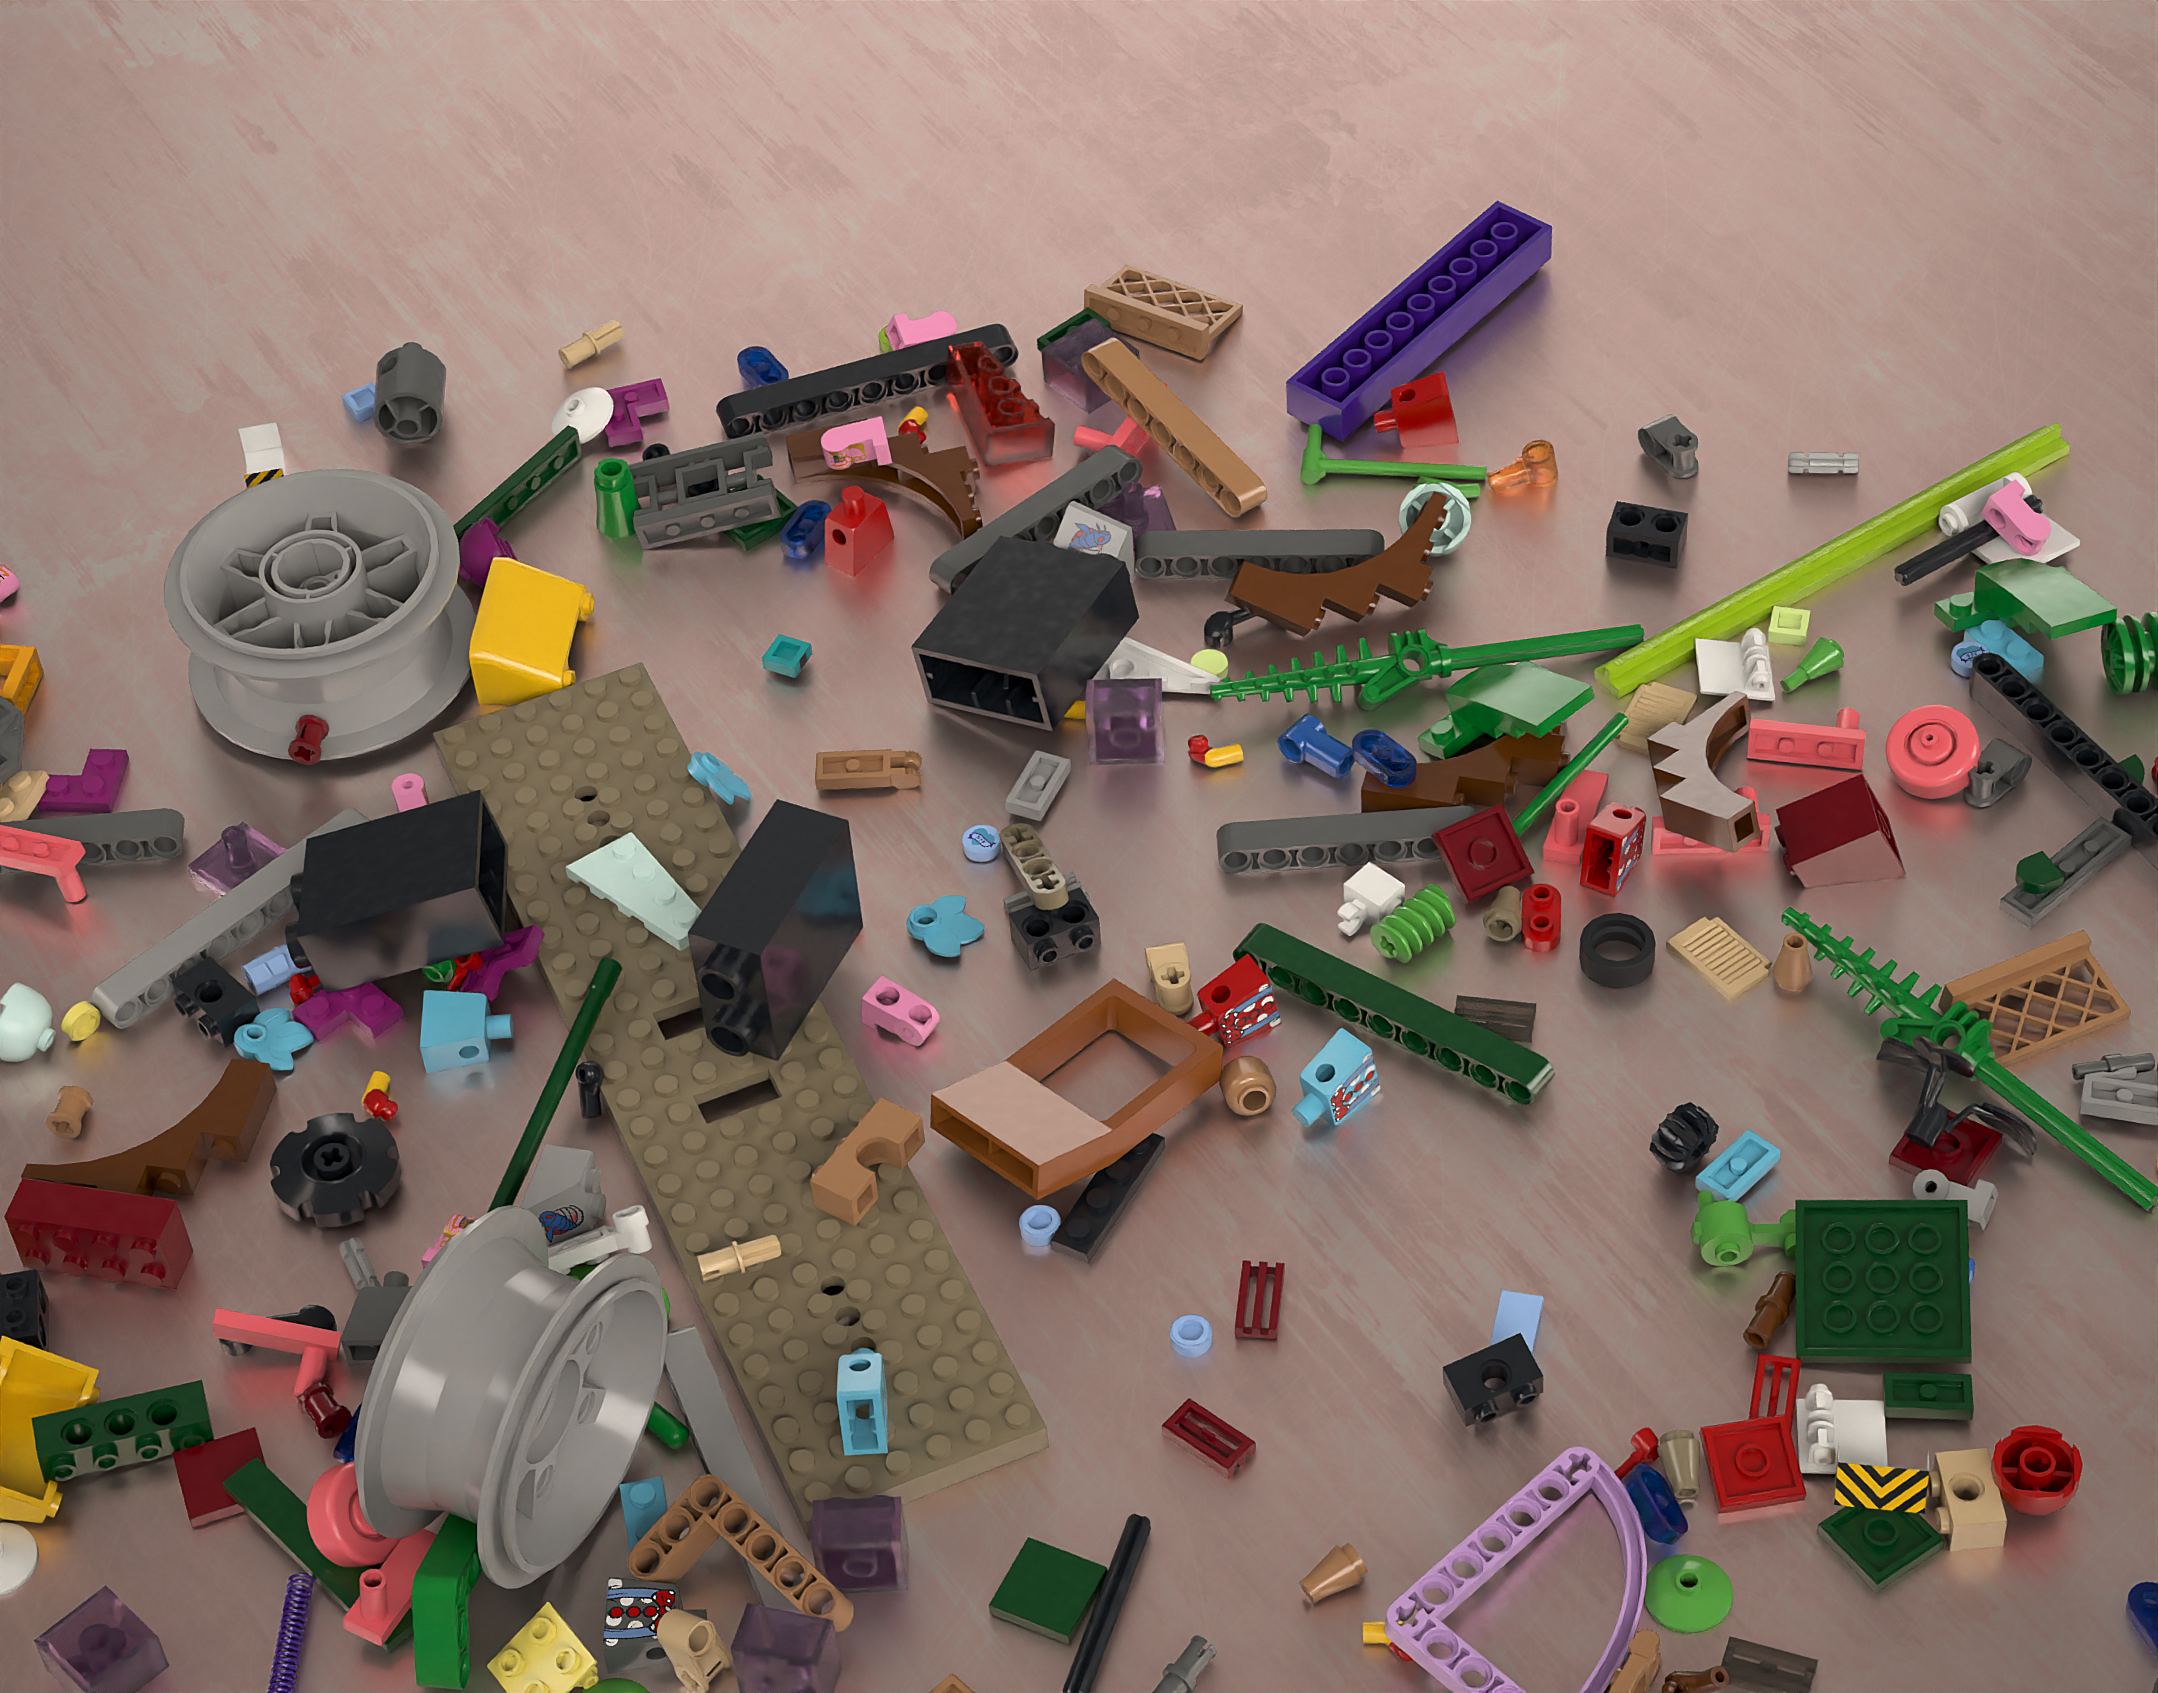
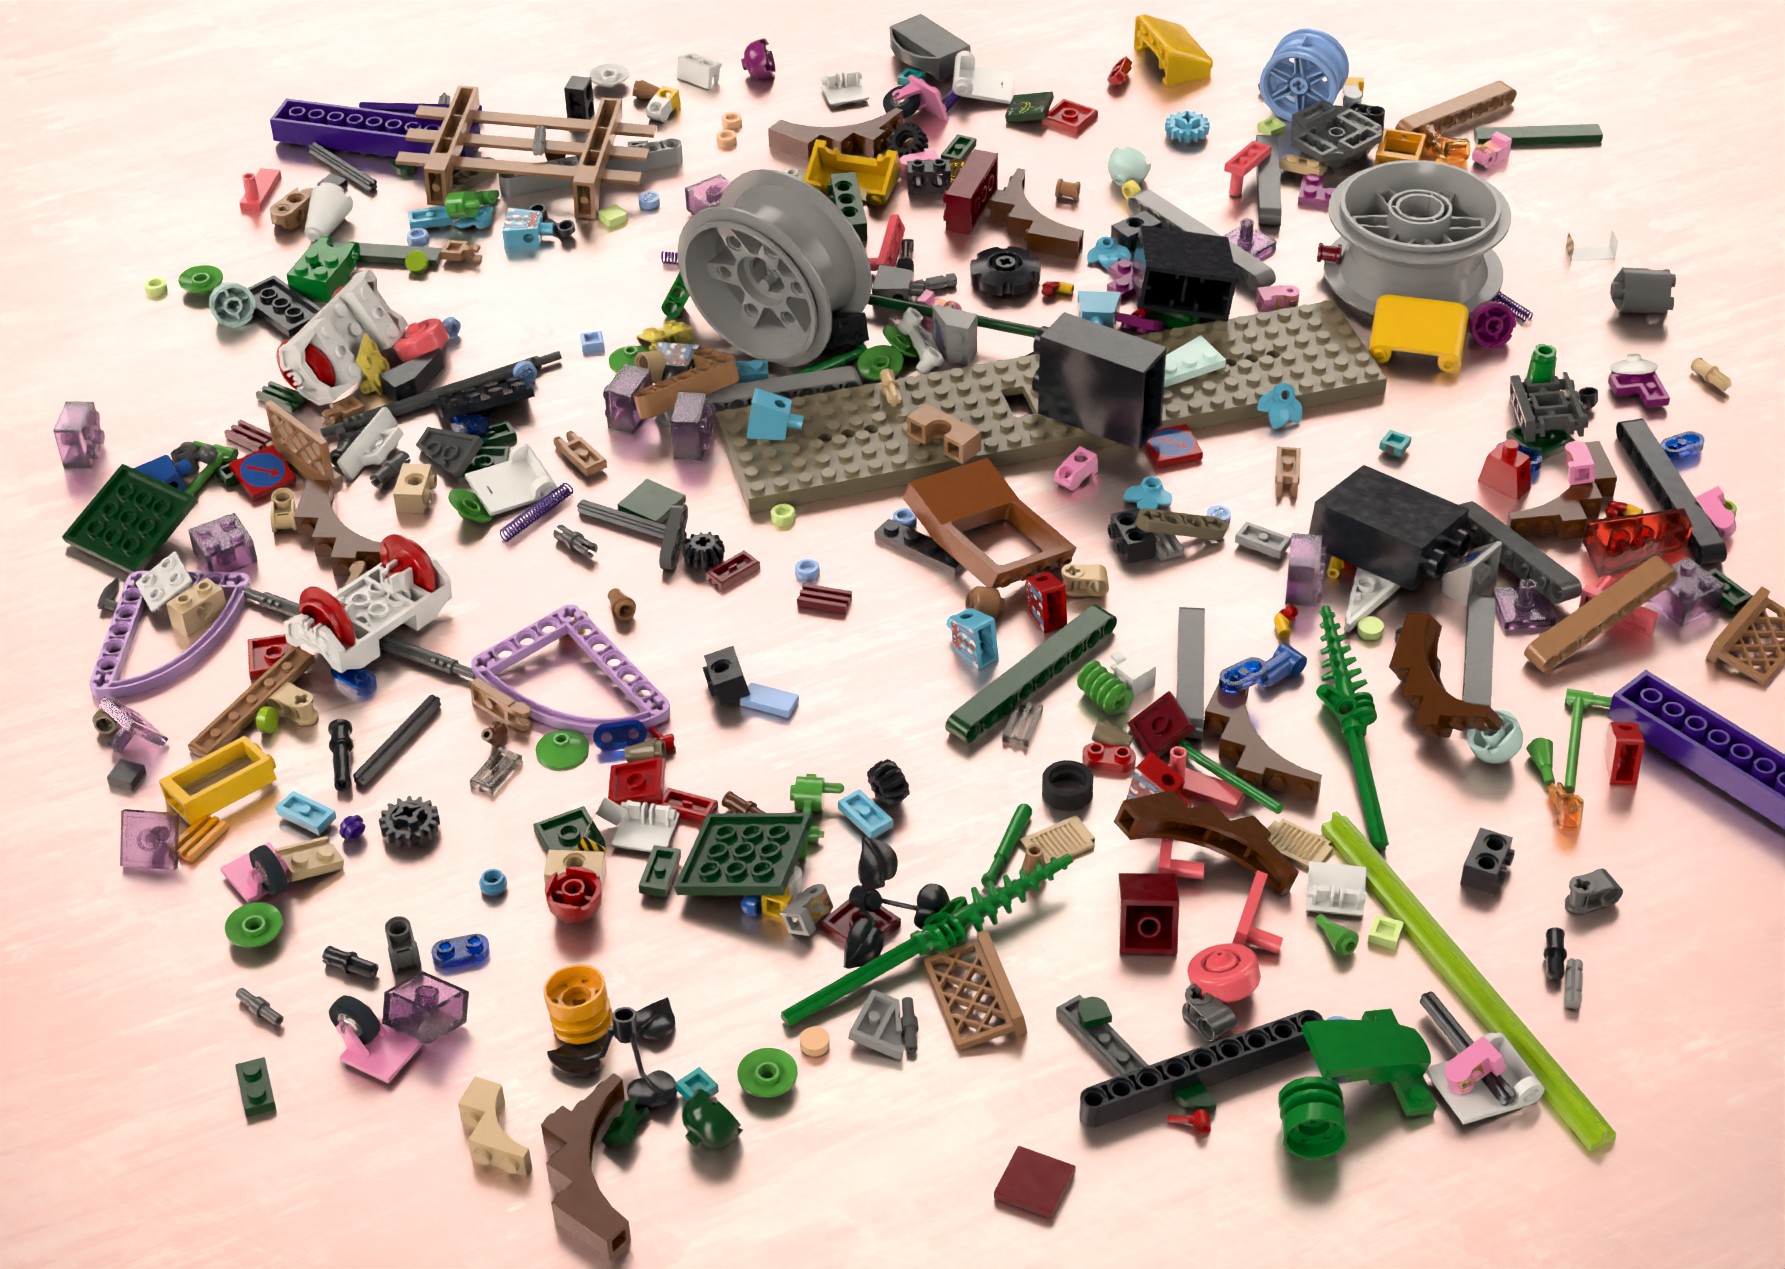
camera: 95 degrees right, 5 degrees down
(525, 482) = (1563, 340): dark green tile -> none
(1052, 1393) = (783, 514): none -> yellowish green tile
(1165, 1516) = (673, 536): none -> dark grey beam
(1181, 1477) = (703, 551): none -> black gear
(1504, 701) = (1294, 742): green slope -> none
(1732, 1002) = (1010, 838): none -> green piece
(1782, 477) = (1555, 953): none -> black axle
(2014, 1600) = (493, 881): none -> dark azure plate

